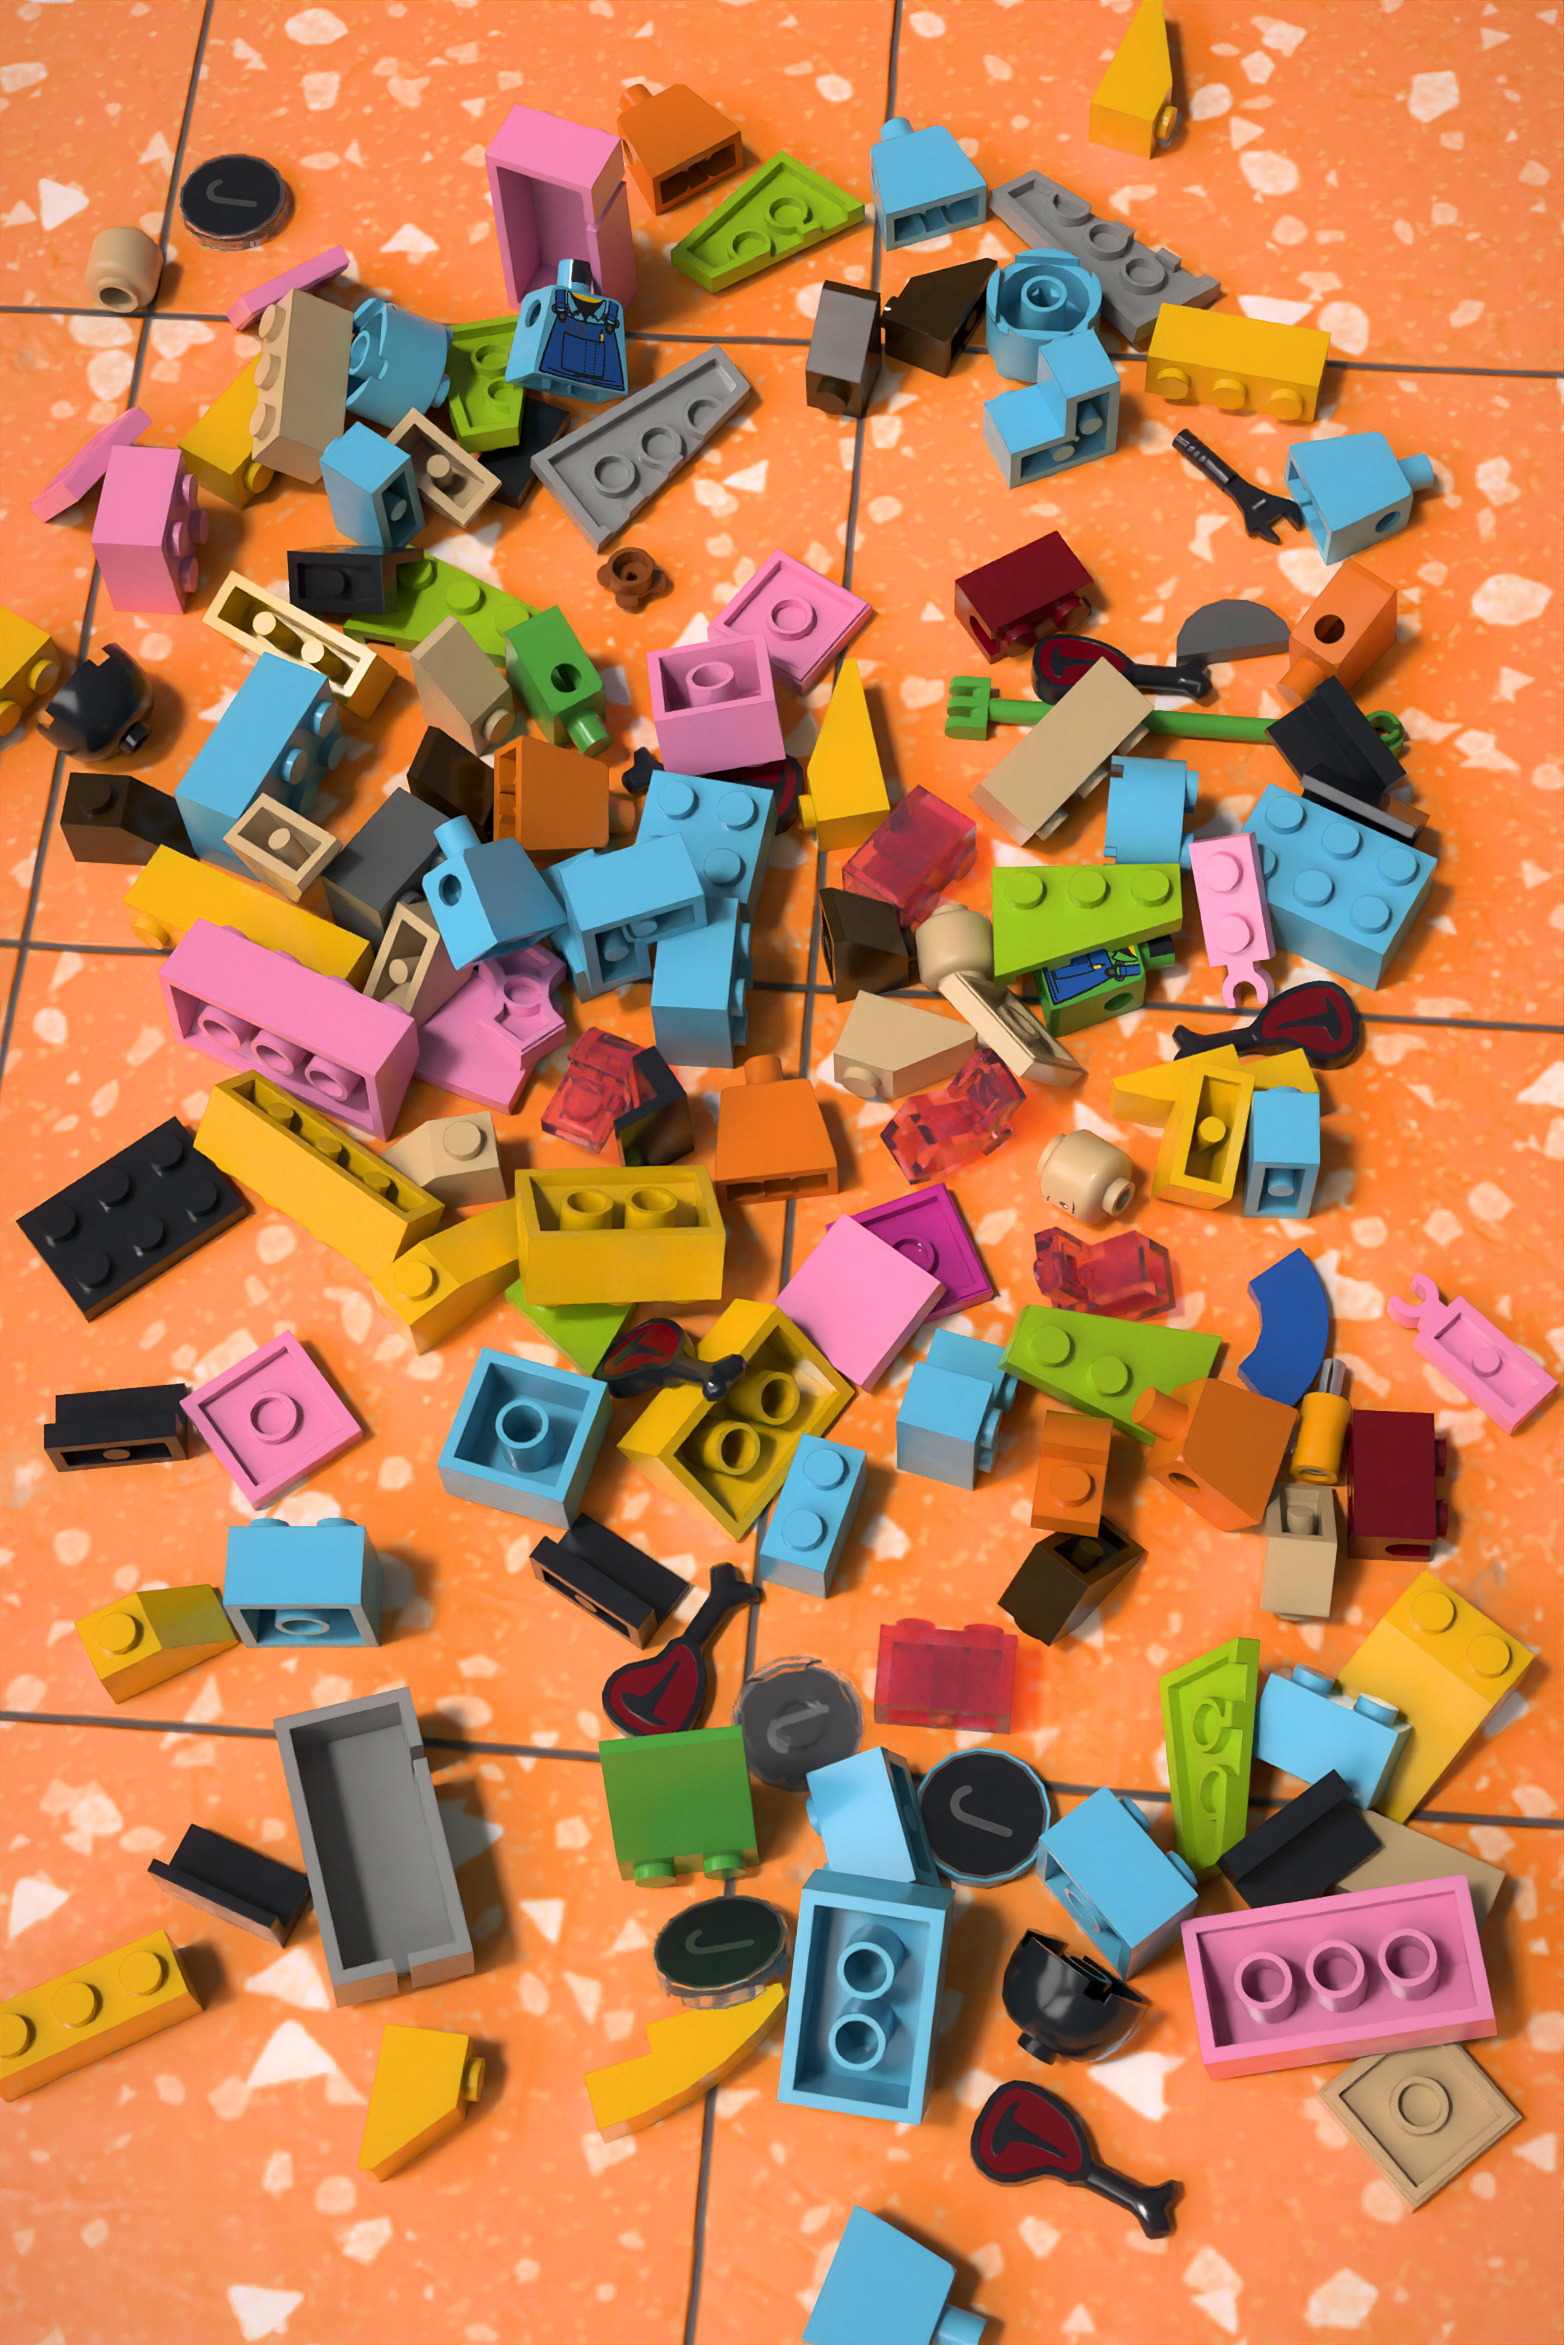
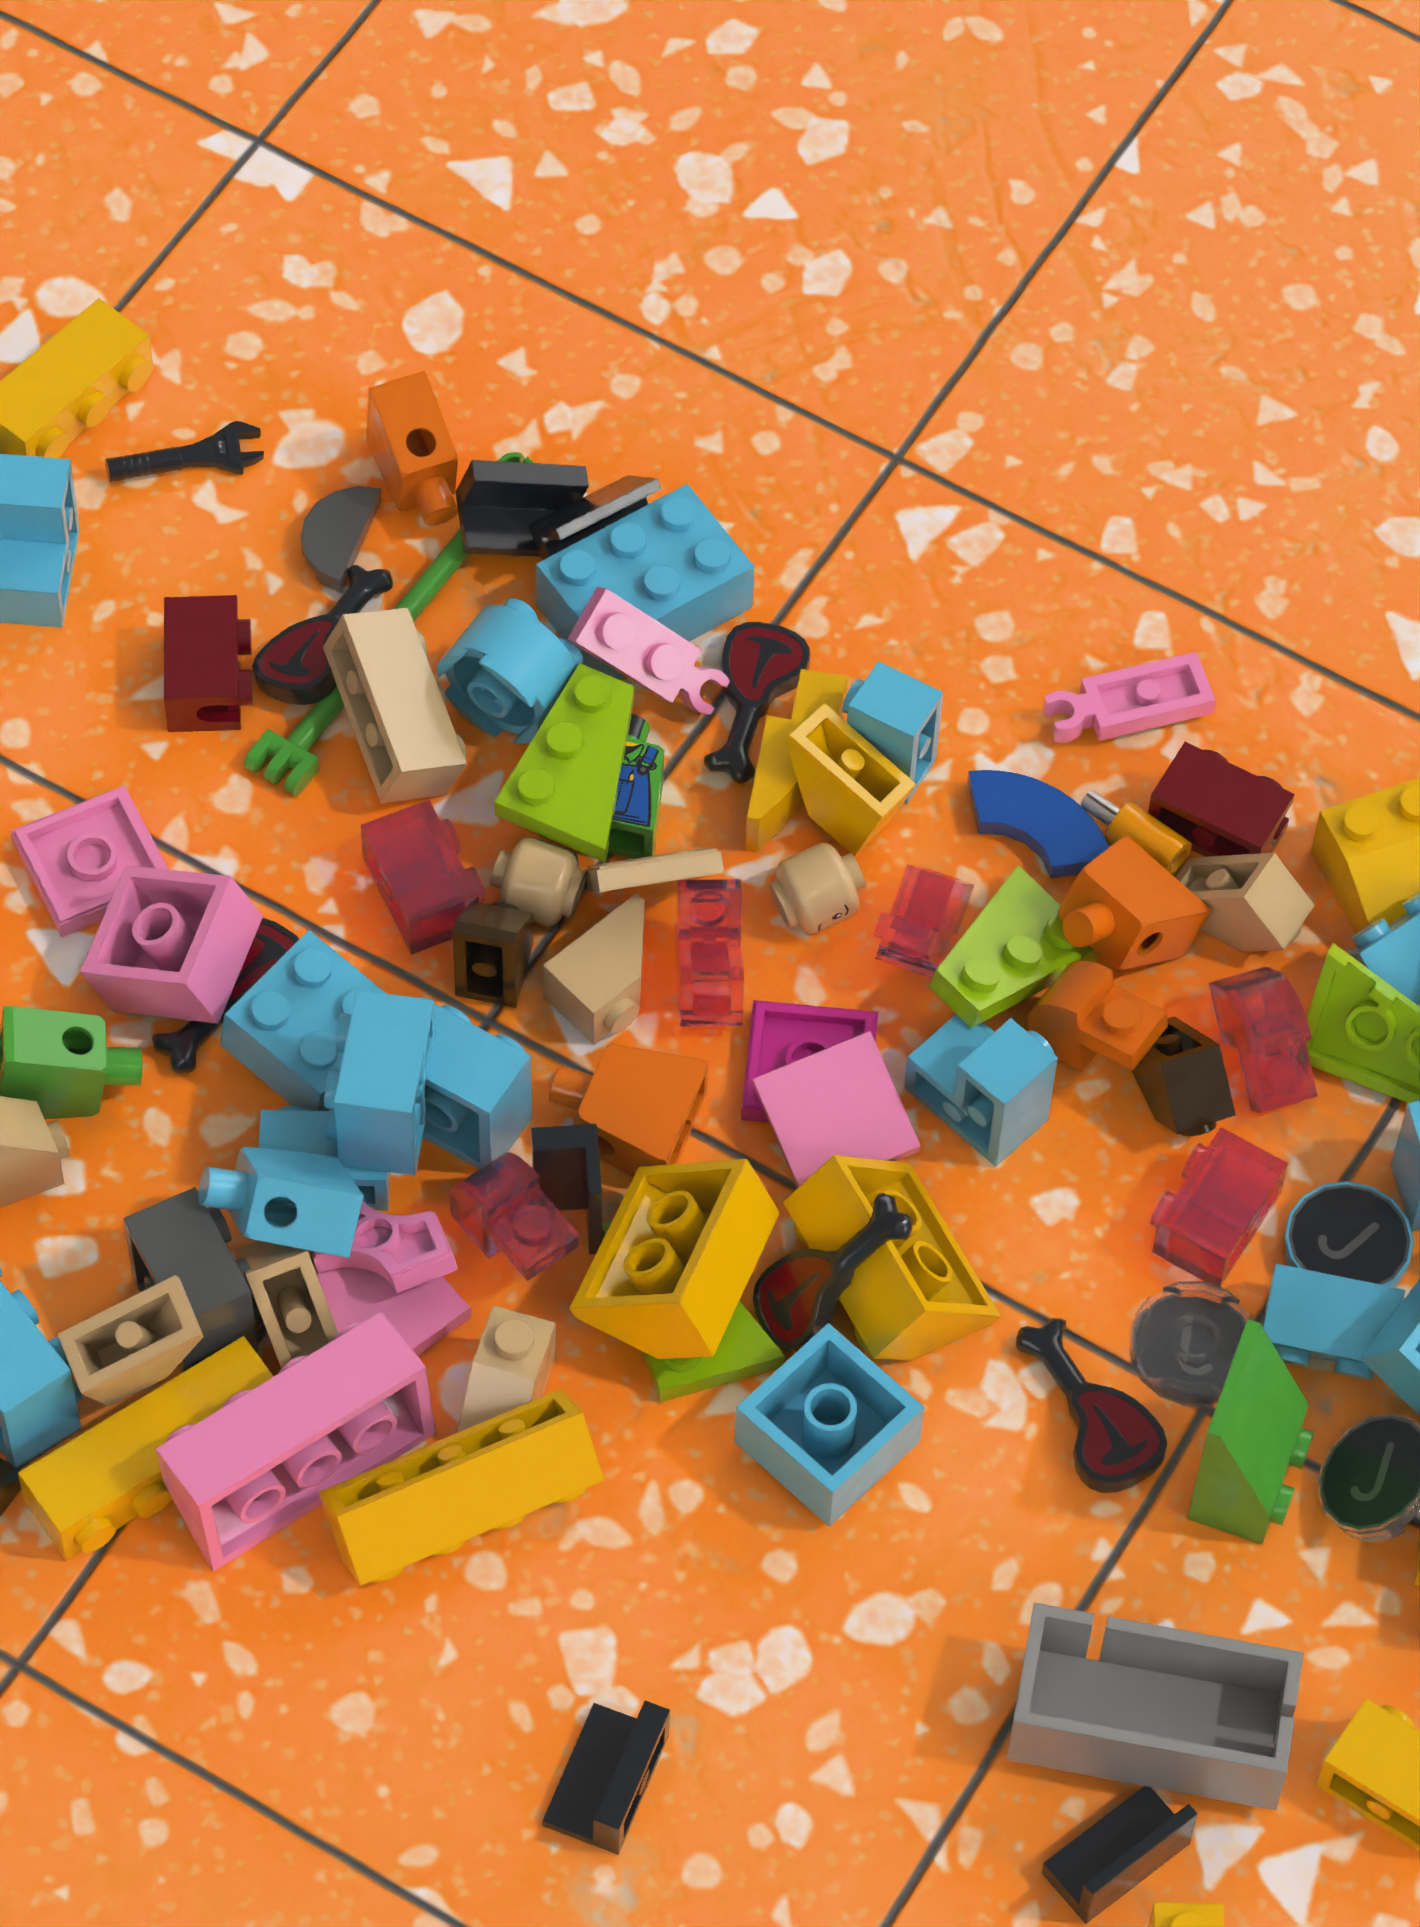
camera: 70 degrees left, 5 degrees down
(131, 1218) = (392, 1681): black plate -> none
(154, 1637) = (848, 1827): yellow slope -> none
(271, 1419) = (677, 1639): bright pink tile -> none
(303, 1584) = (879, 1659): medium azure brick -> none
(449, 1276) = (621, 1419): yellow slope -> none
(453, 781) = (117, 1187): dark brown slope -> none
(555, 801) = (188, 1120): orange torso -> none
(609, 1579) = (988, 1430): black panel -> none
(813, 1516) = (1021, 1236): medium azure brick -> none
(844, 772) = (290, 878): yellow slope -> none
(1153, 1632) = (1270, 1030): none -> clear pink brick
(1353, 490) = (259, 371): medium azure torso -> none

